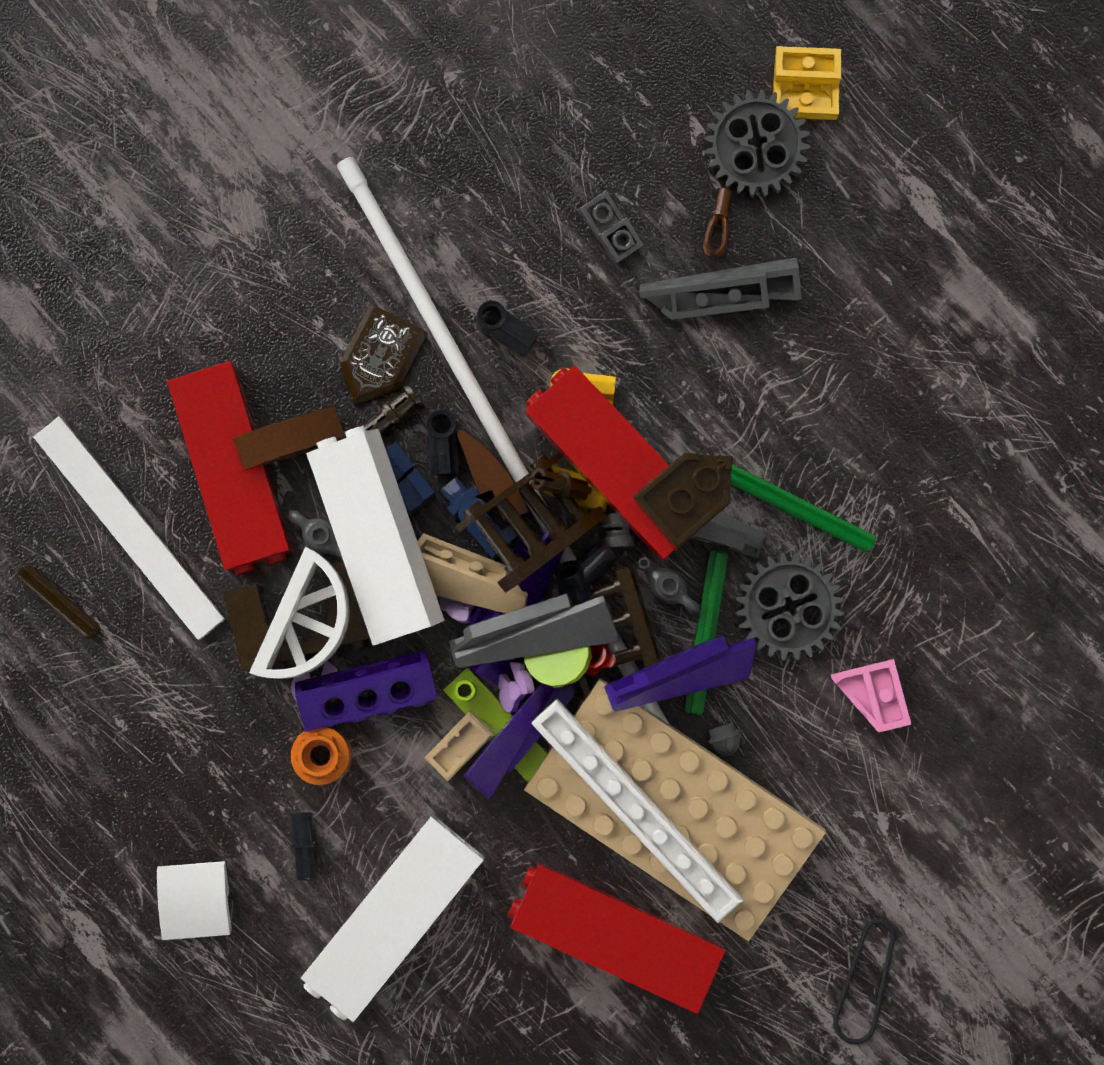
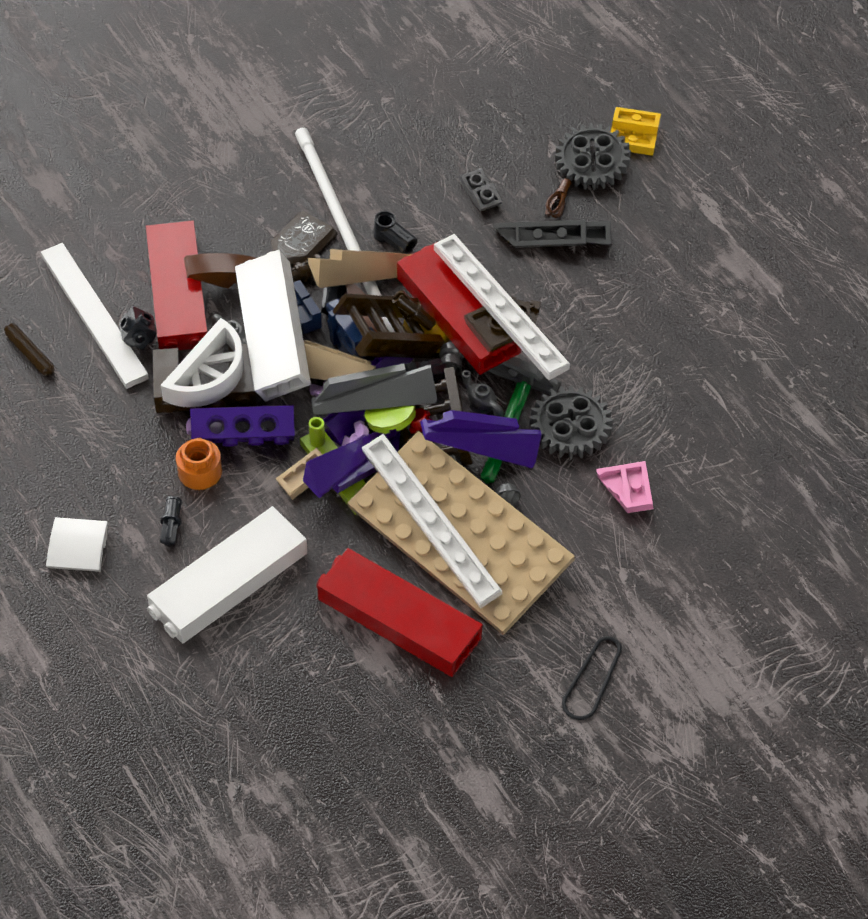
camera: 10 degrees right, 30 degrees down
(194, 555) = (137, 328): none -> black brick
(474, 402) = (354, 267): none -> tan wedge
(680, 477) = (502, 307): none -> white tile
(802, 509) = (598, 372): green axle -> none

